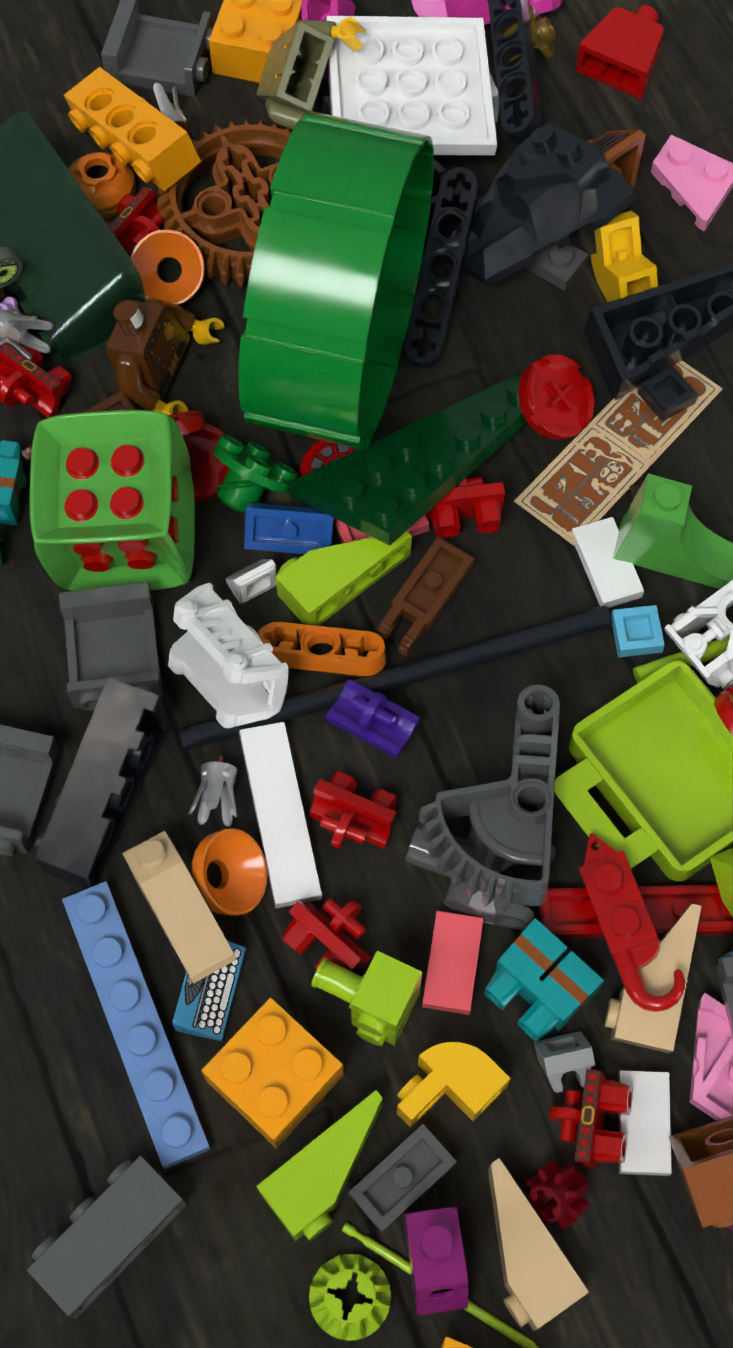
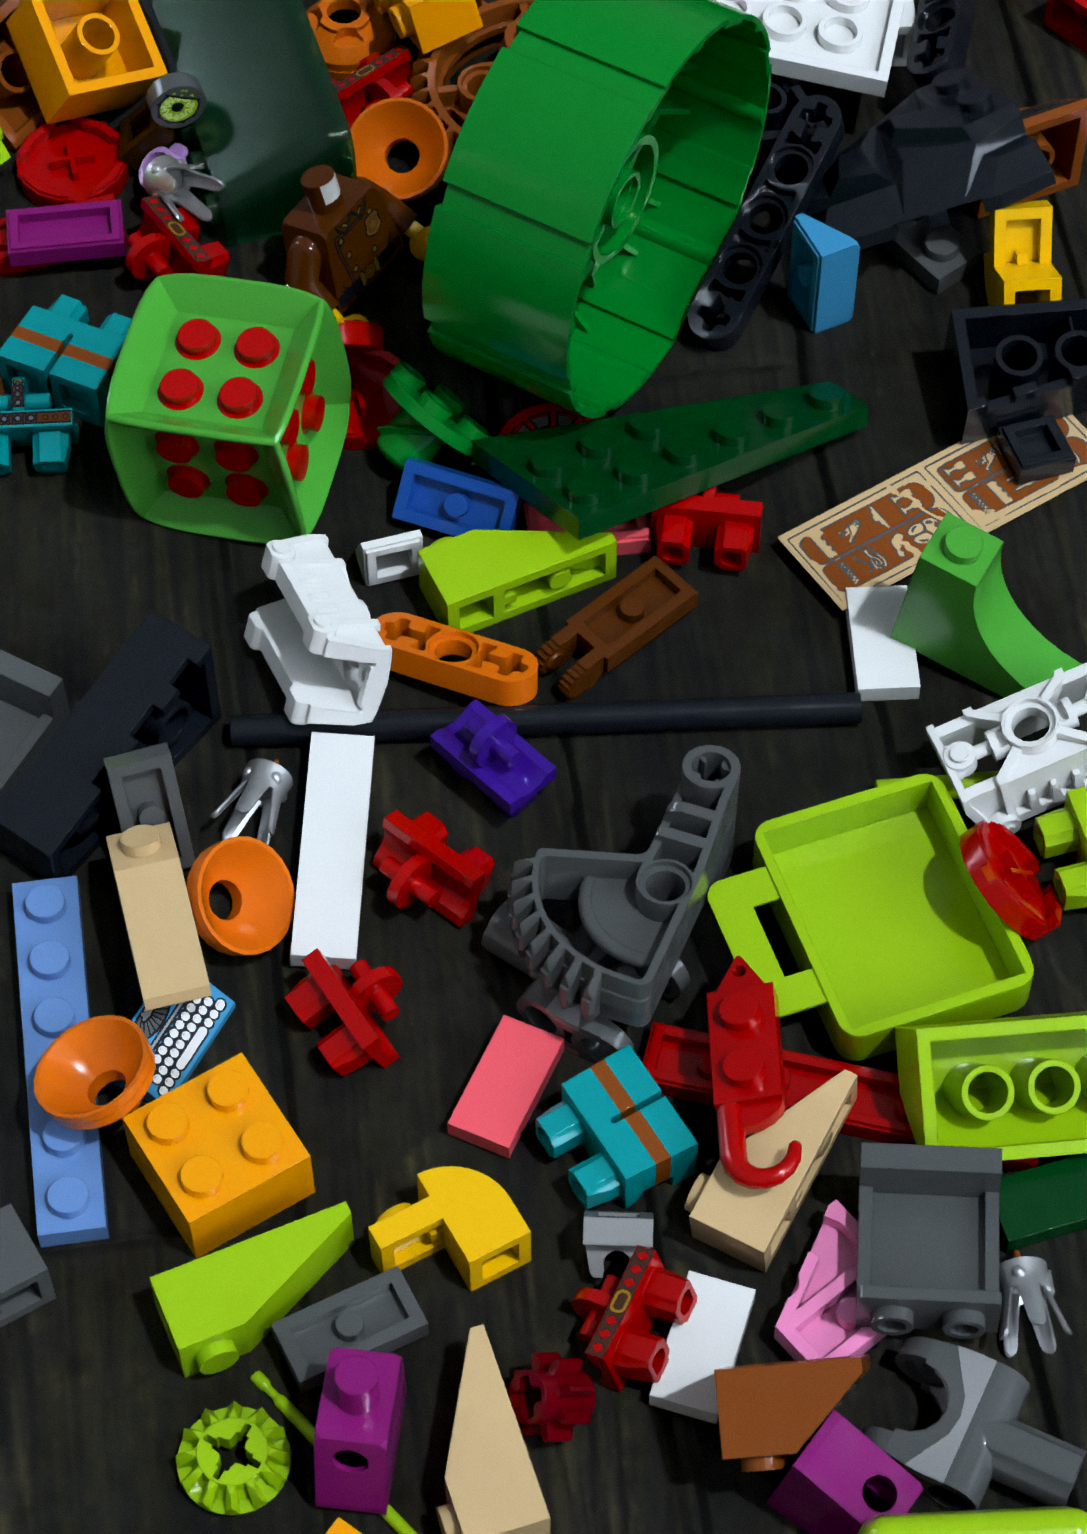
camera: 15 degrees right, 10 degrees down
(110, 636) = (184, 570): dark grey panel -> none
(144, 814) = (149, 794): none -> dark grey plate
(155, 1036) = (86, 1061): none -> orange piece
(378, 1000) = (390, 1089): lime brick -> none
(490, 297) = (822, 273): none -> dark azure slope
(556, 397) = (874, 417): red tile -> none
(637, 631) = (893, 734): medium azure plate -> none

